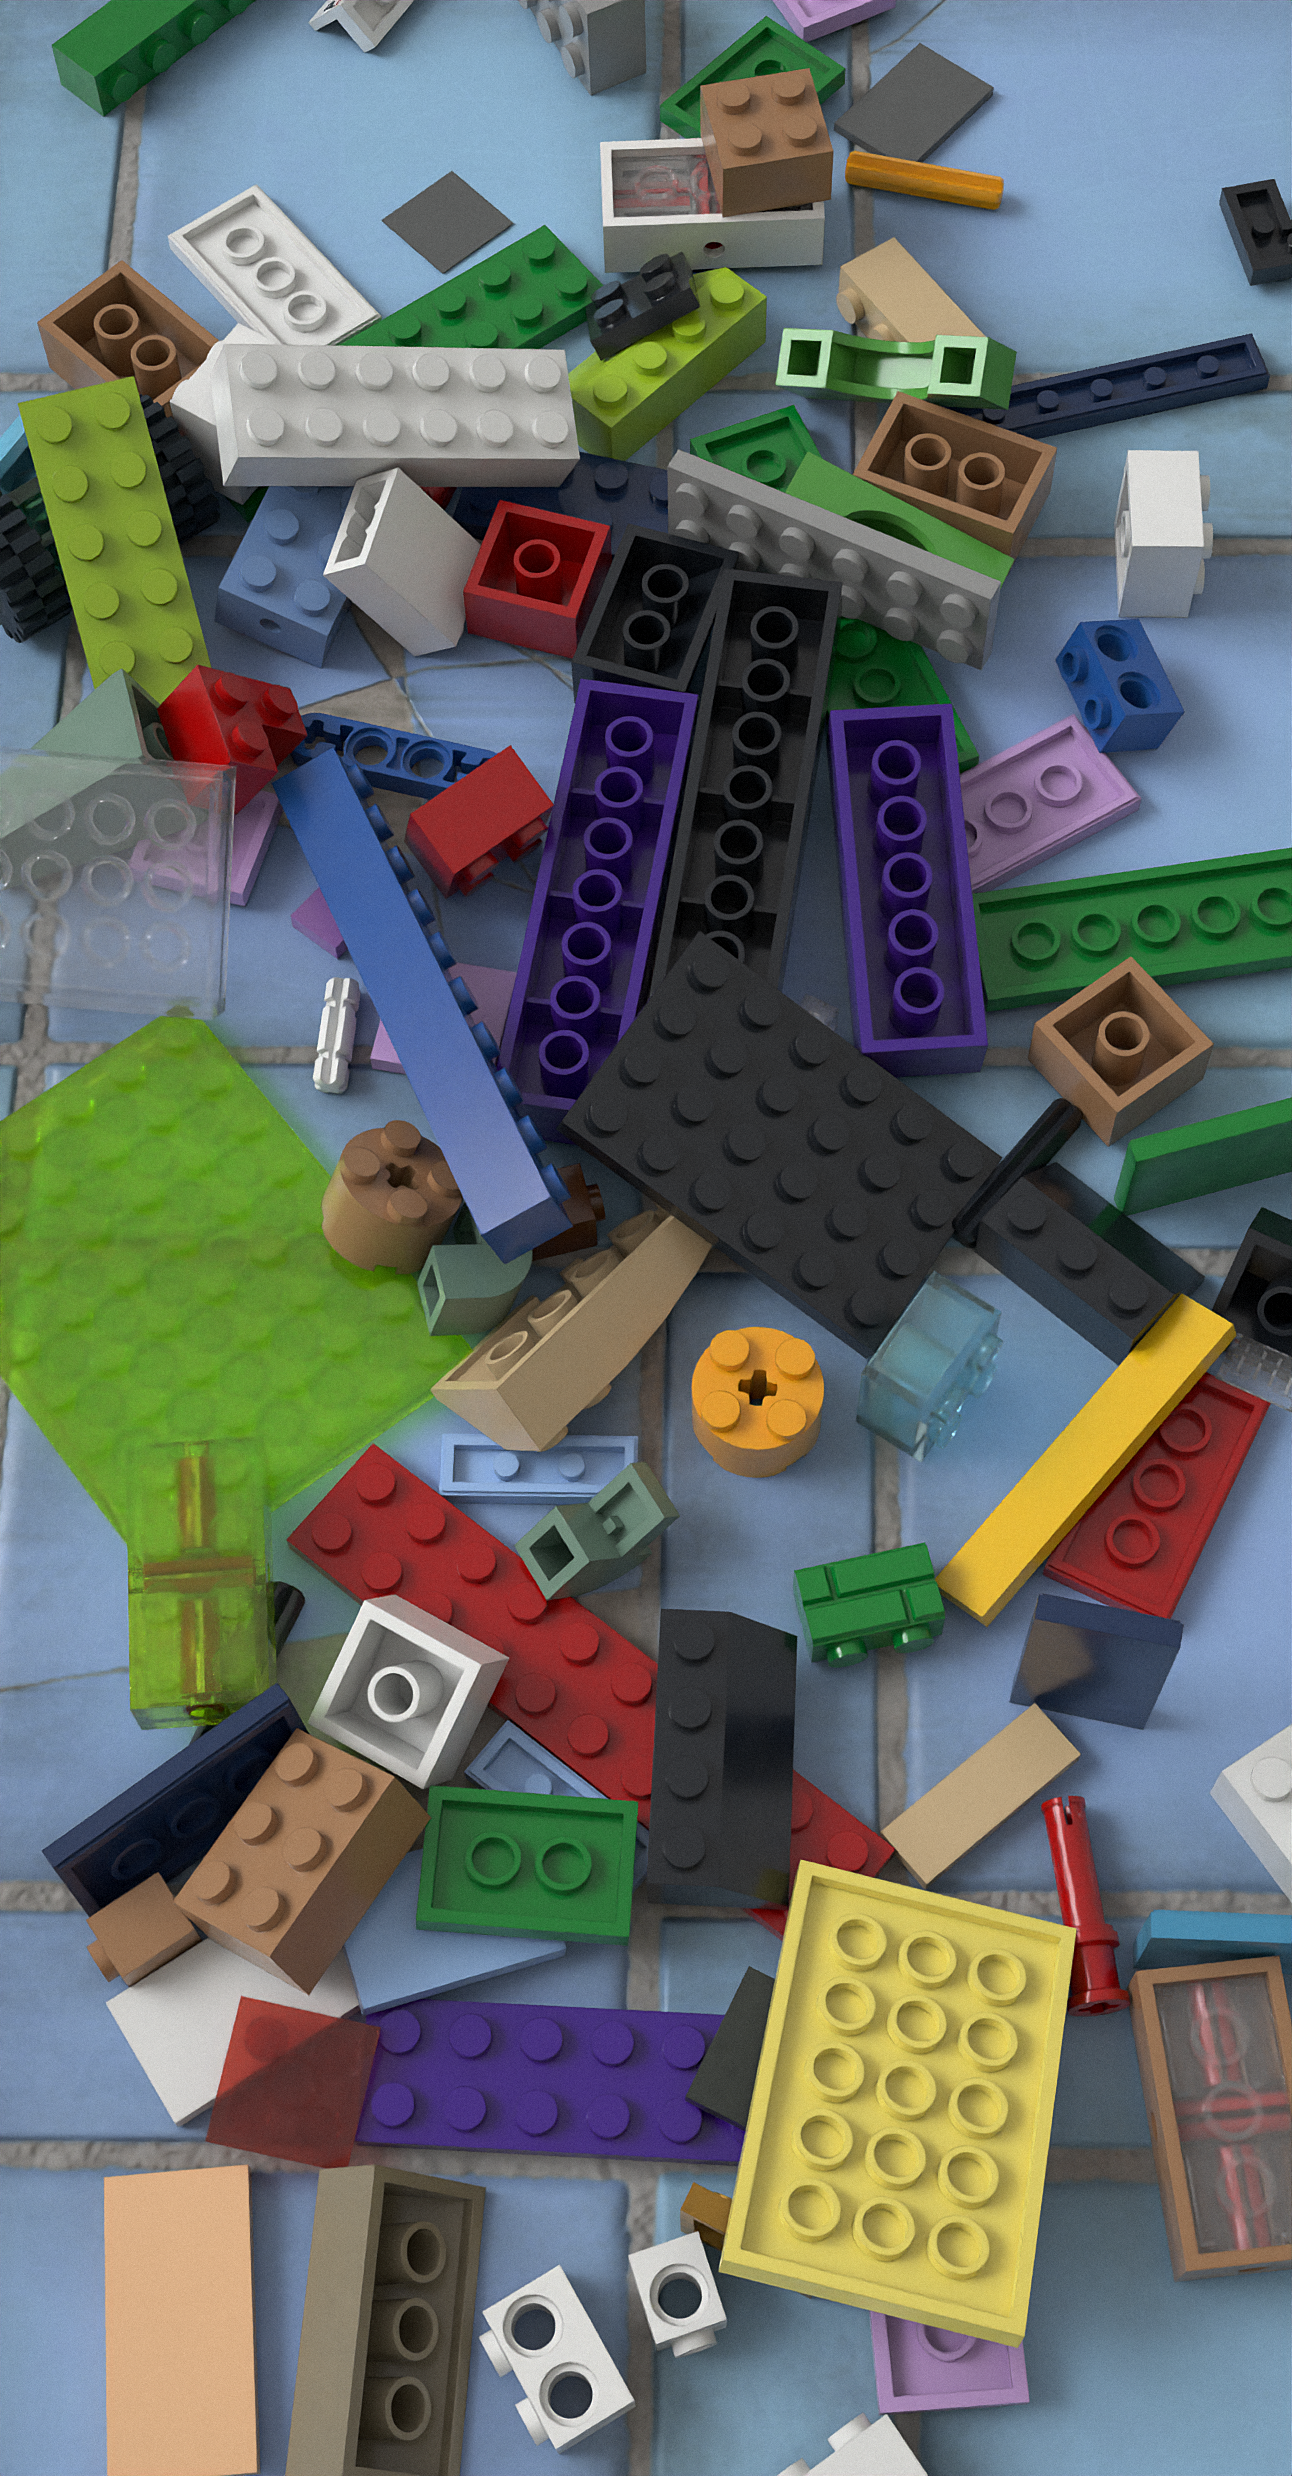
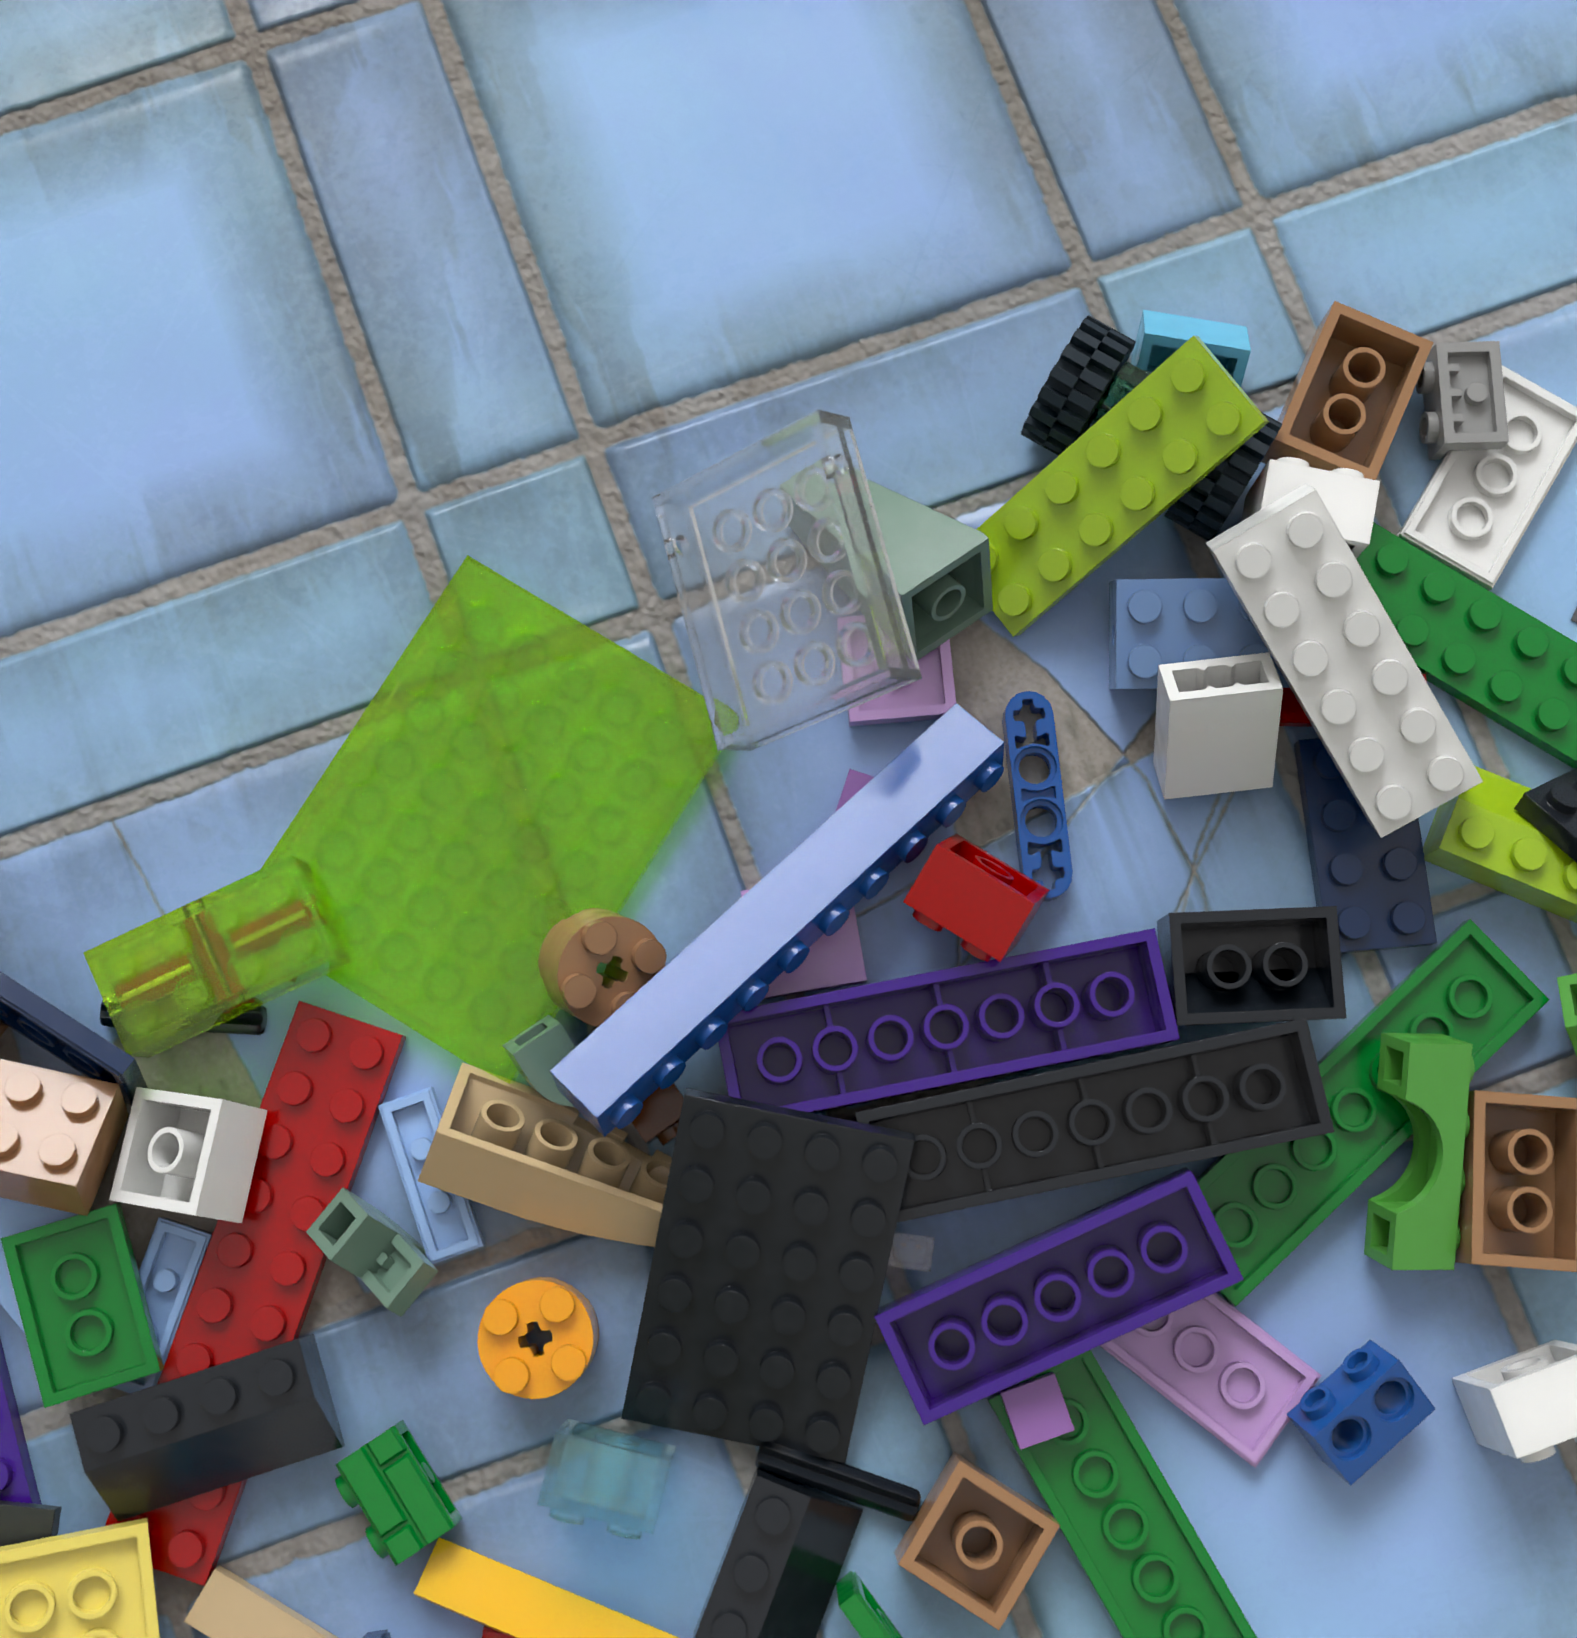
camera: 65 degrees right, 15 degrees up
(191, 268) = (1462, 398): none -> light grey bracket
(232, 723) = (984, 644): red brick -> none
(336, 1035) = (752, 853): white axle -> none
(537, 578) = (1258, 844): red brick -> none
(882, 577) = (1367, 1108): light grey plate -> none
(1013, 954) = (1036, 1410): none -> medium lavender tile

